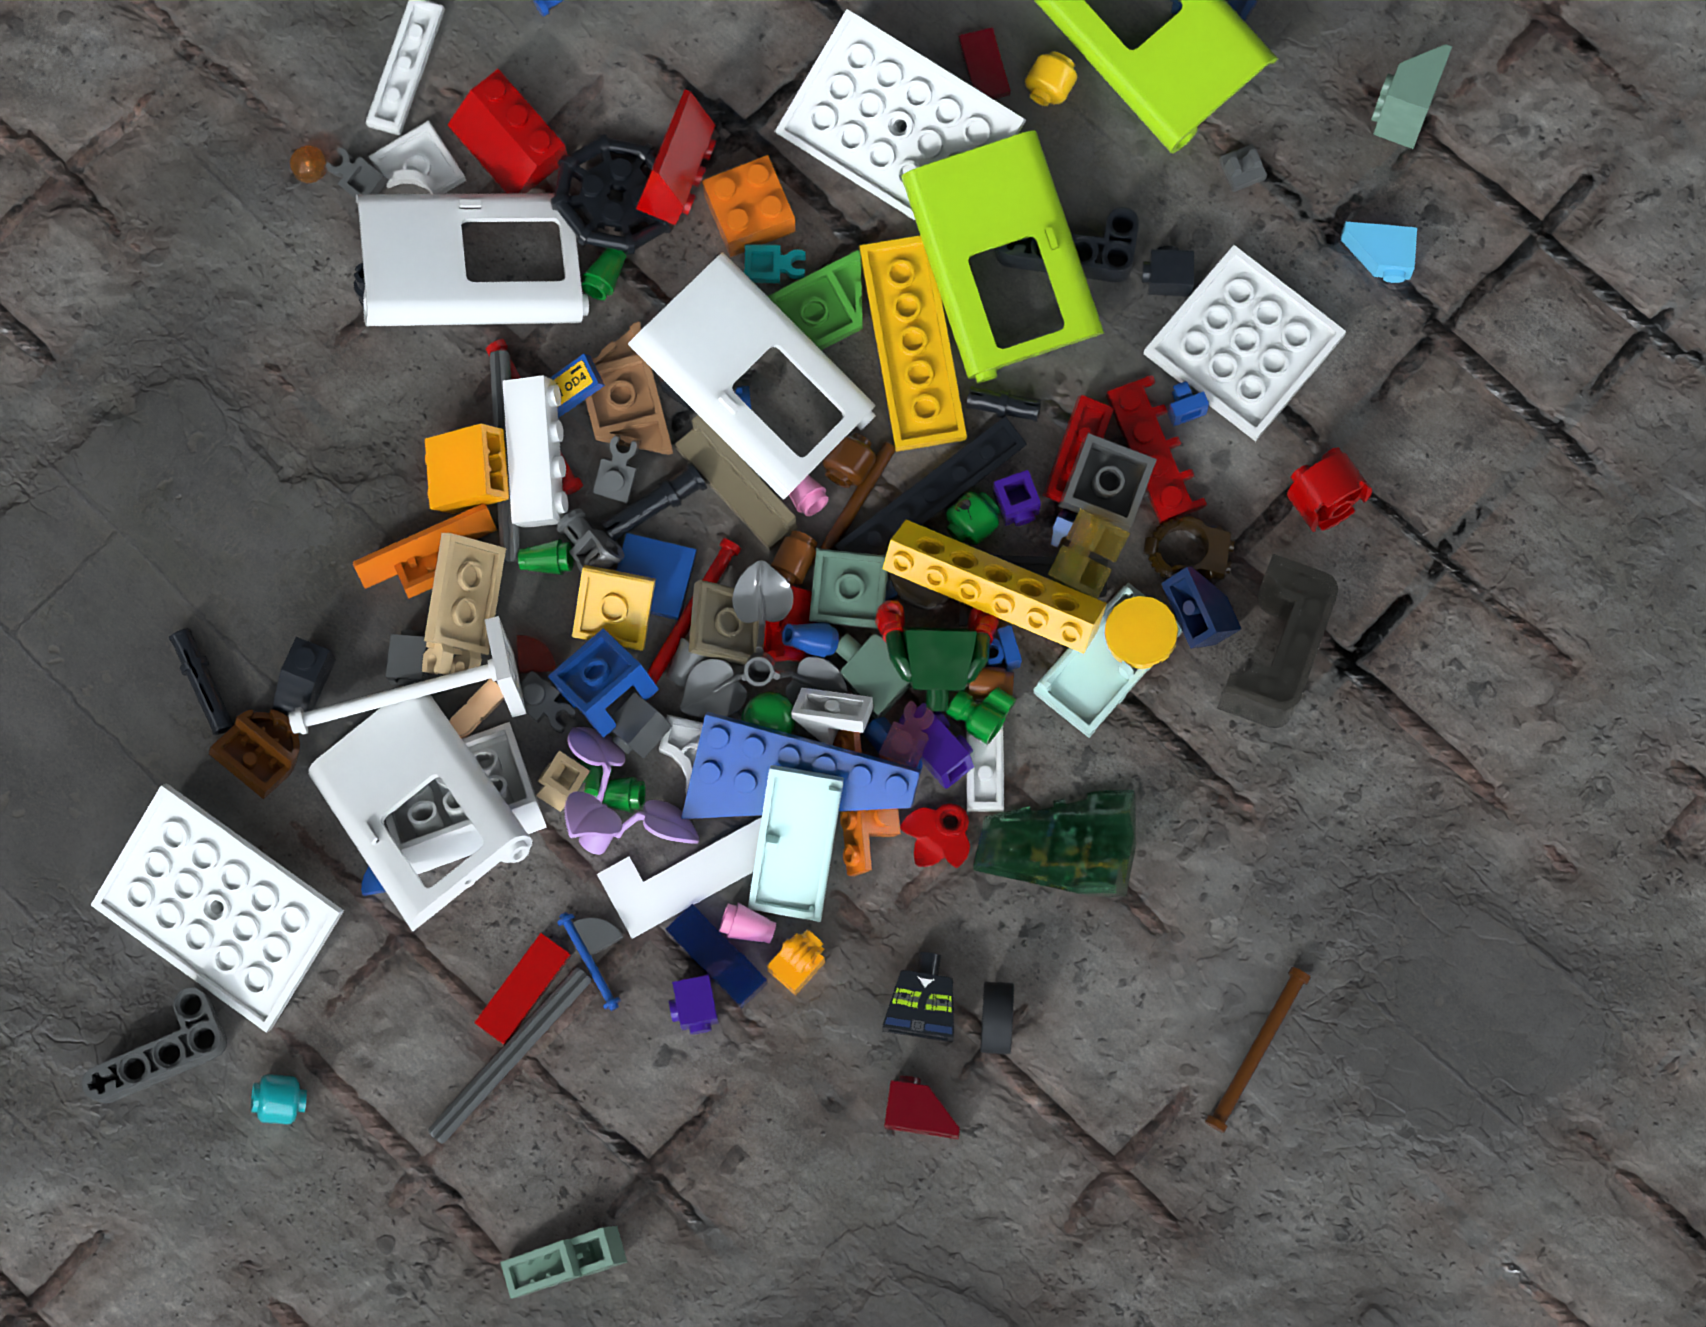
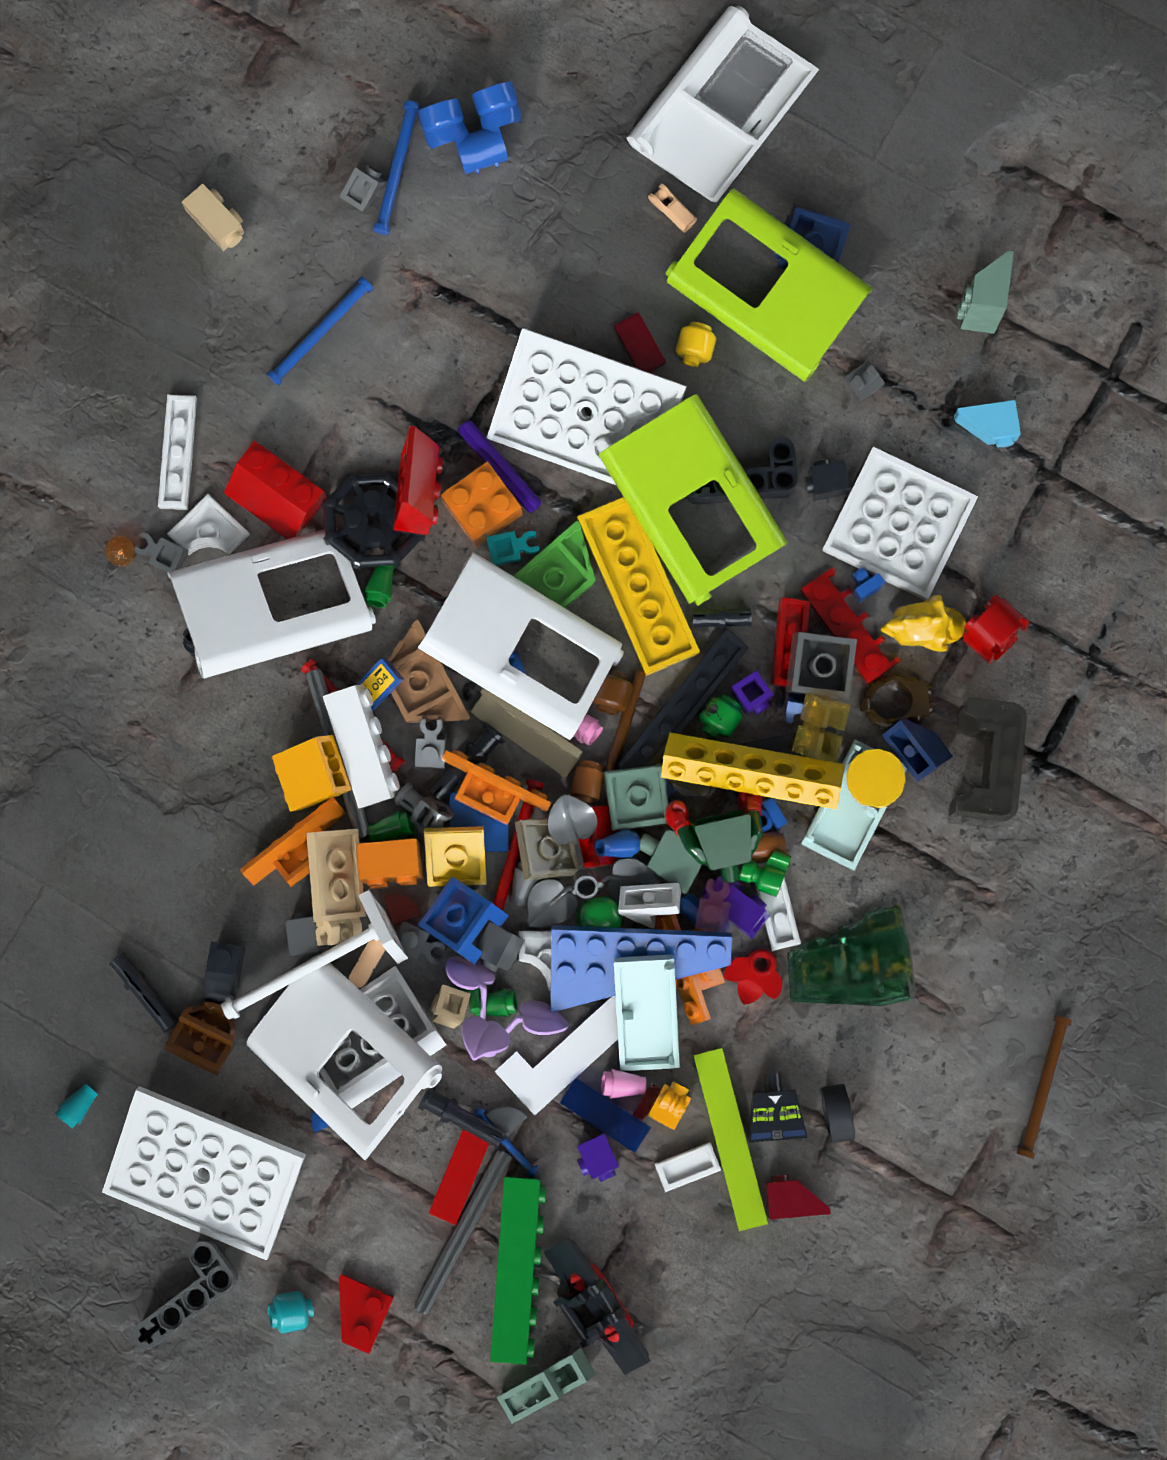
camera: 10 degrees left, 5 degrees up
(86, 796) = (76, 1106): none -> teal cone
(363, 1123) = (361, 1312): none -> red wing
(531, 907) = (450, 1111): none -> black pin
(533, 594) = (390, 863): none -> orange brick
(562, 1114) = (516, 1270): none -> green brick
(644, 1153) = (588, 1286): none -> black piece
(675, 541) = (489, 792): none -> orange bracket
(768, 953) = (646, 1102): none -> clear red tile
(788, 178) = (506, 473): none -> dark purple axle
(801, 1042) = (687, 1166): none -> white tile
(861, 1022) = (730, 1139): none -> lime tile
(1246, 466) = (926, 625): none -> yellow head

